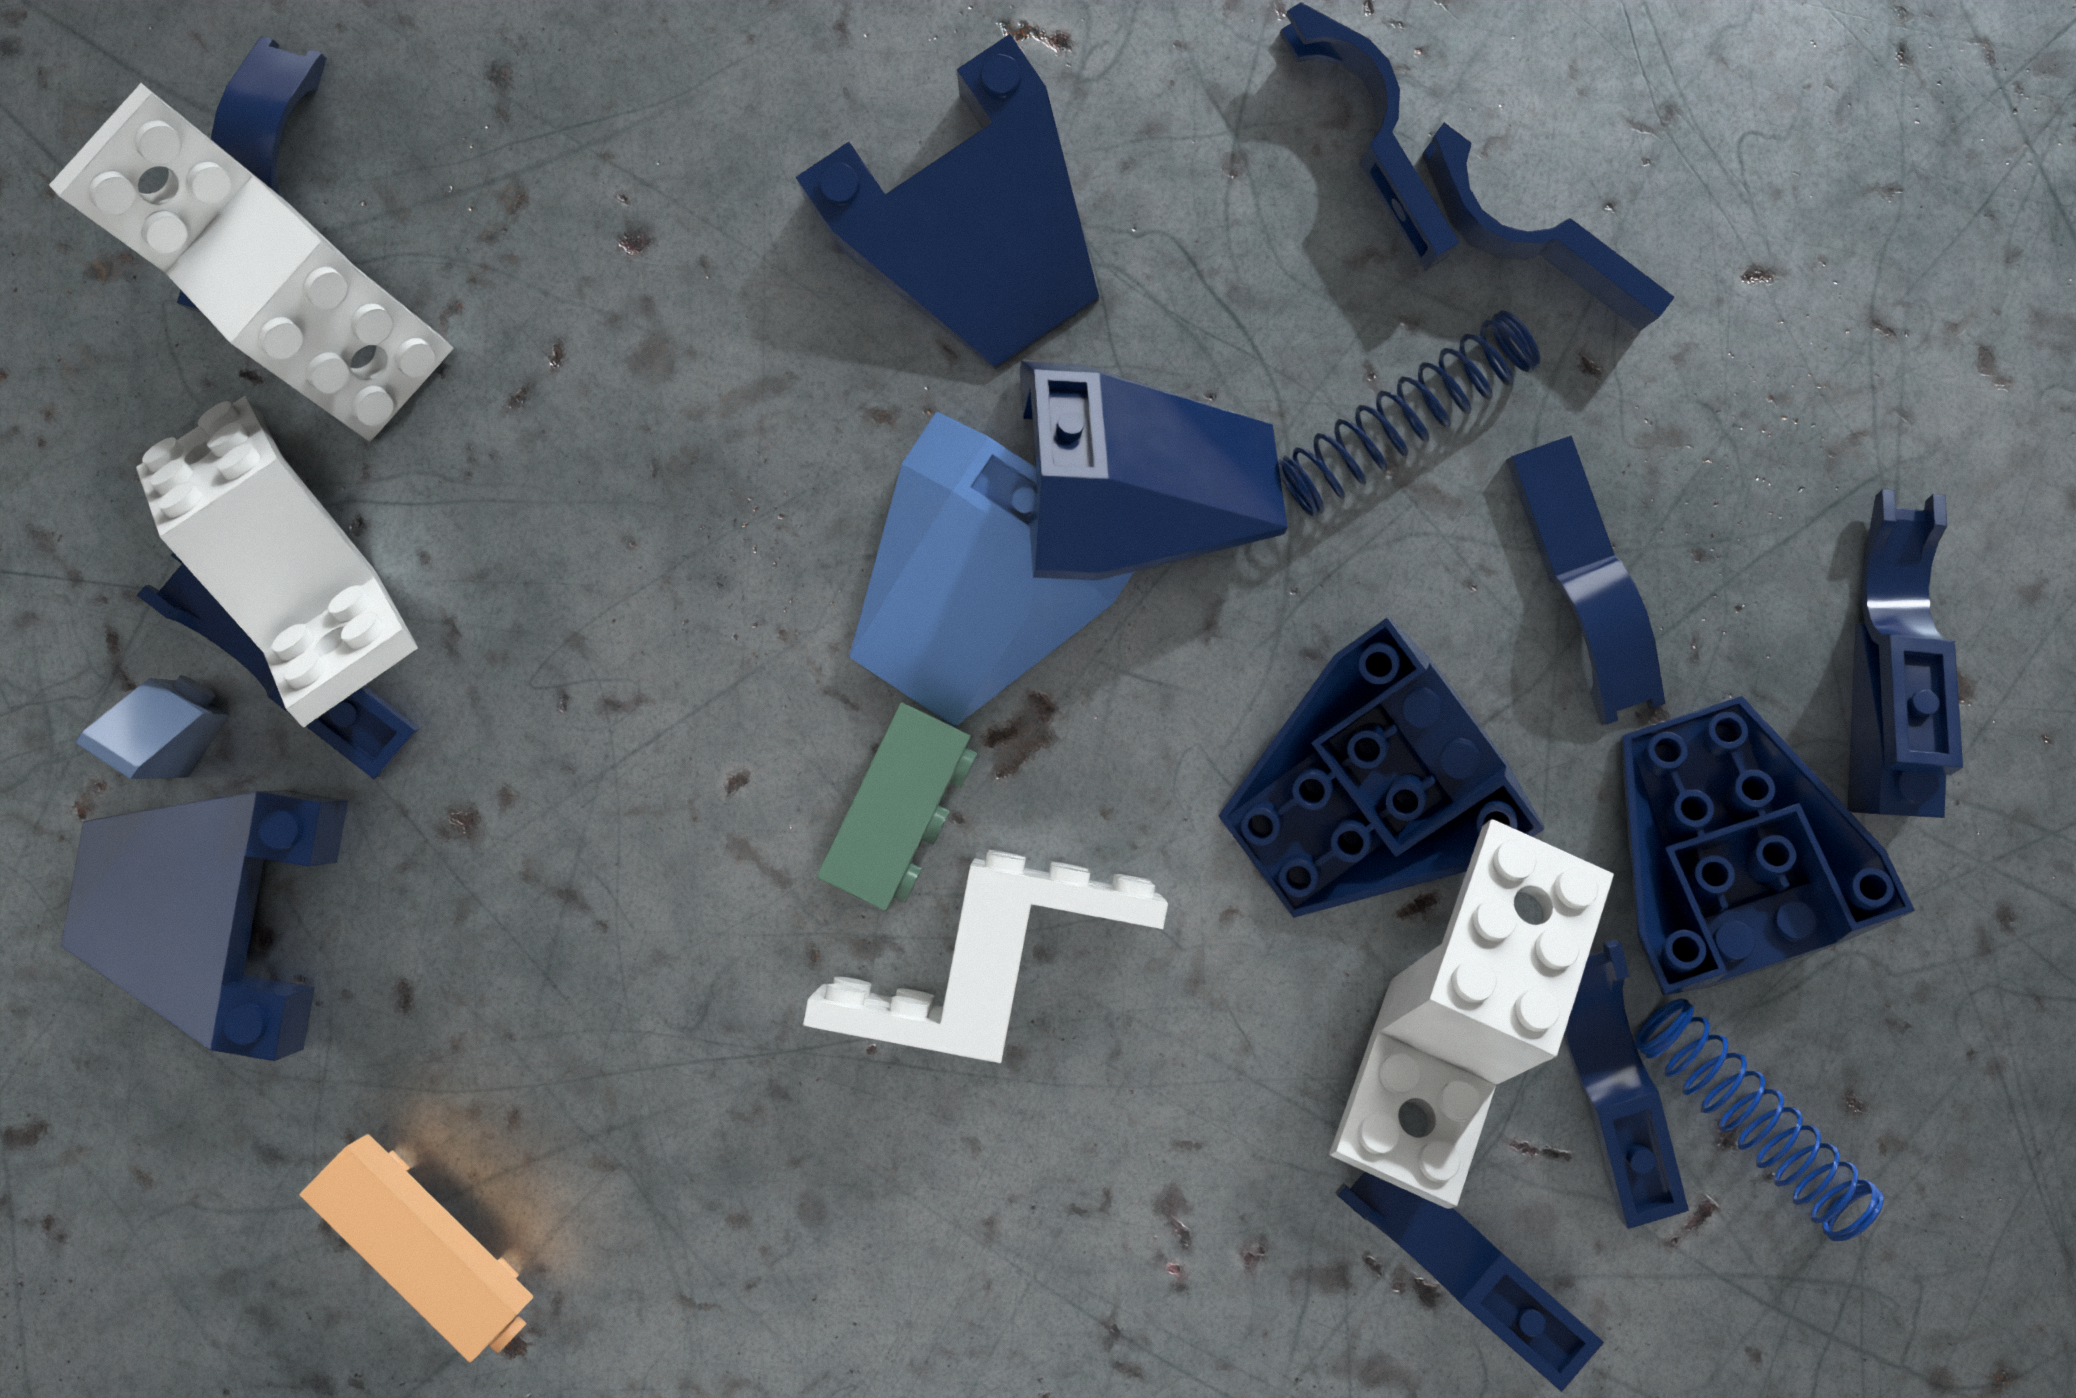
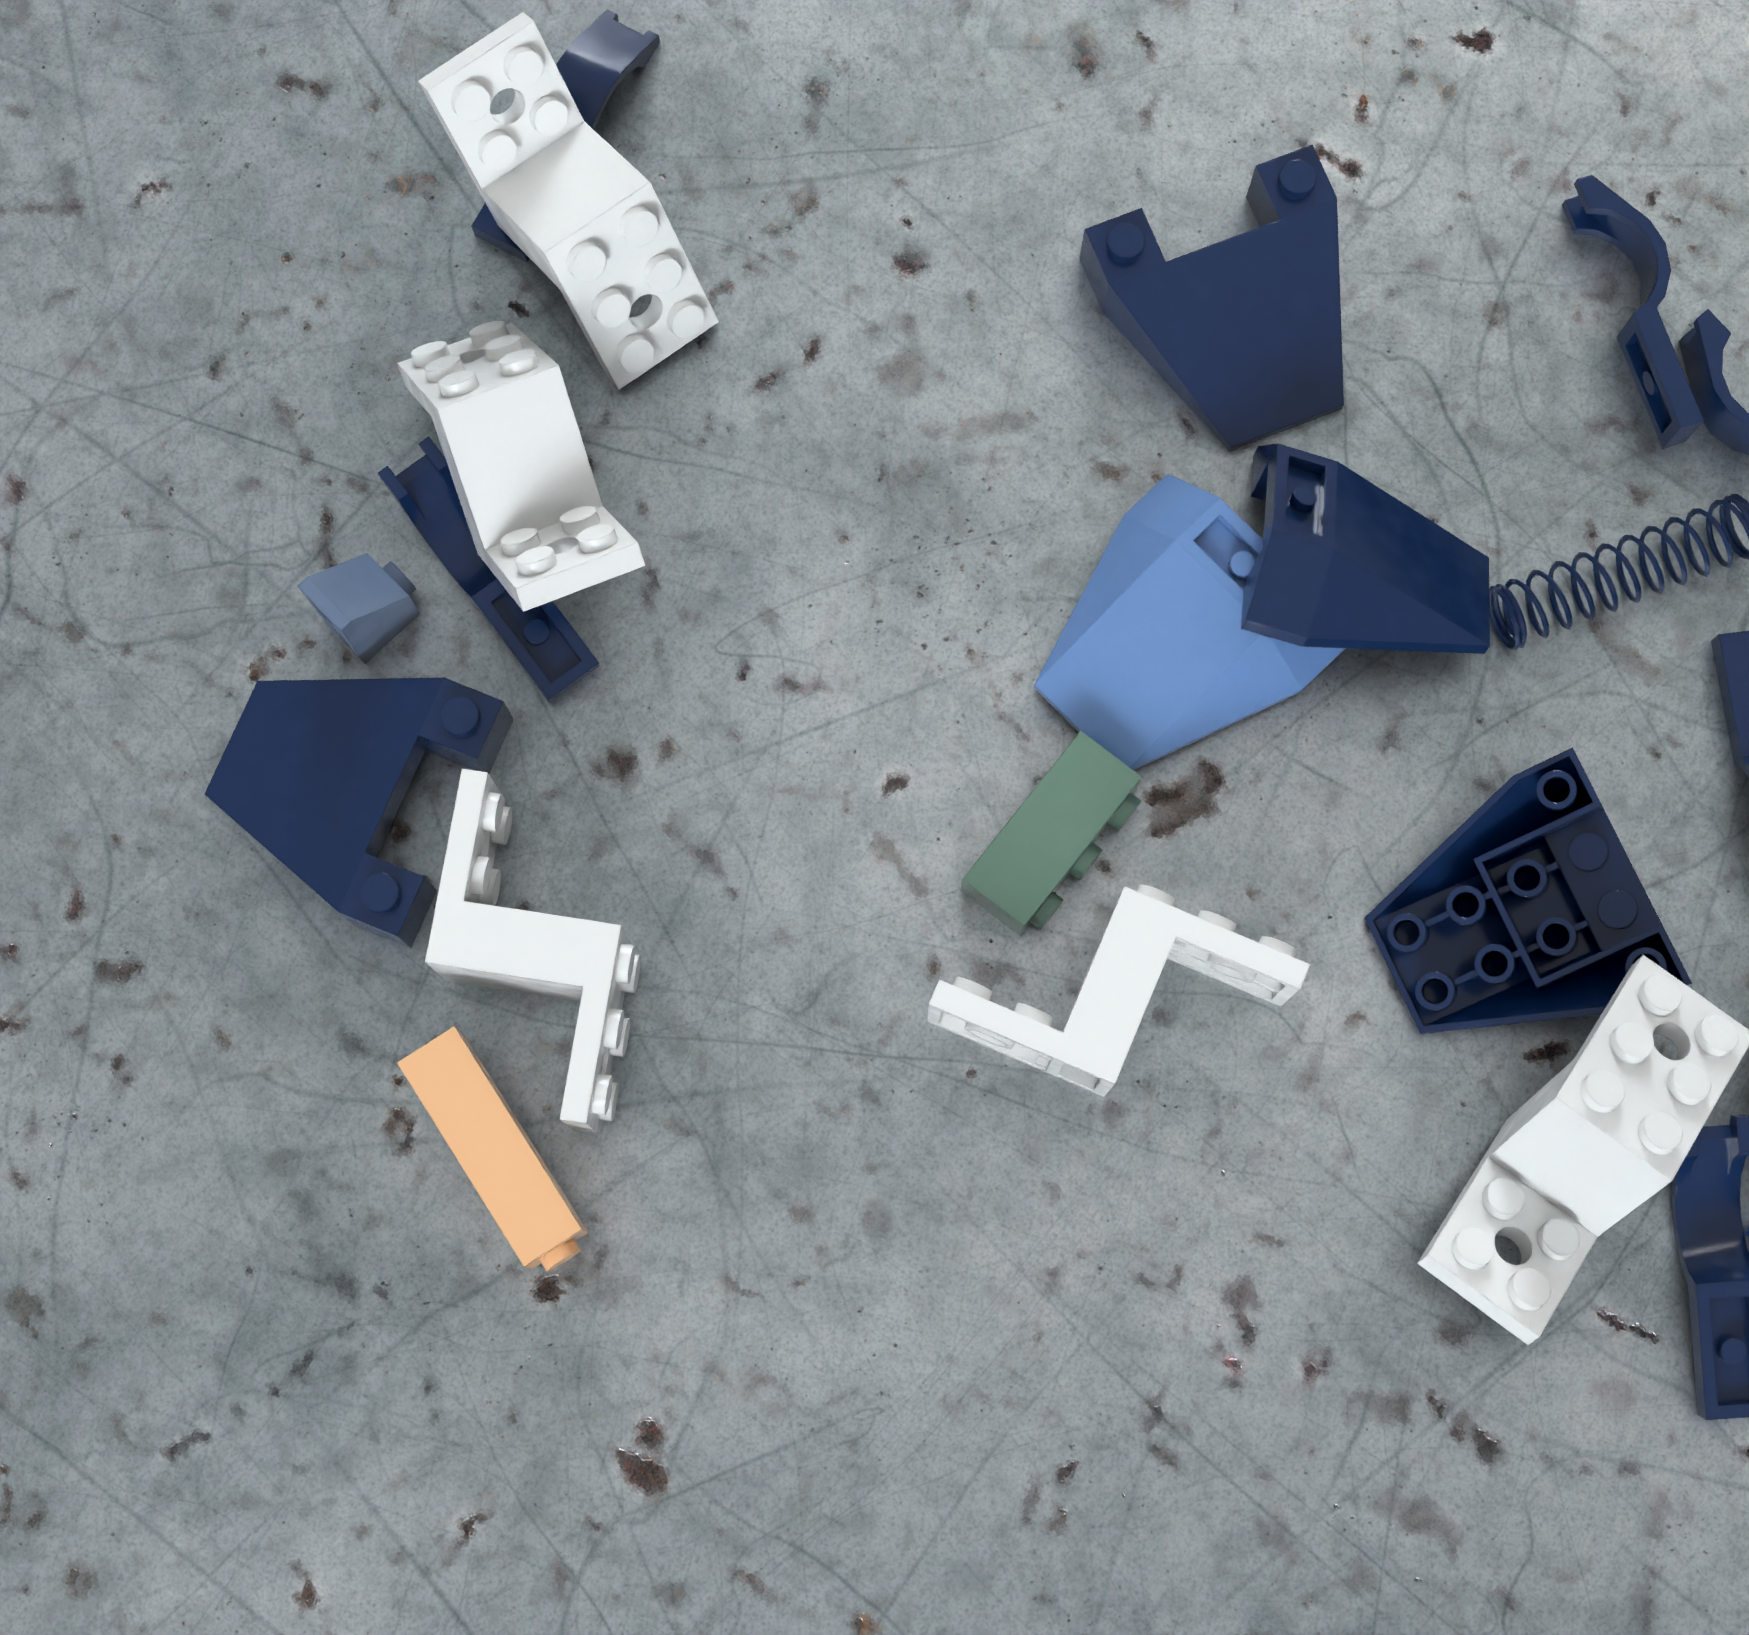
camera: 15 degrees right, 10 degrees down
(365, 1049) = (532, 951): none -> white bracket
(1478, 1277) = (1542, 1425): dark blue piece -> none

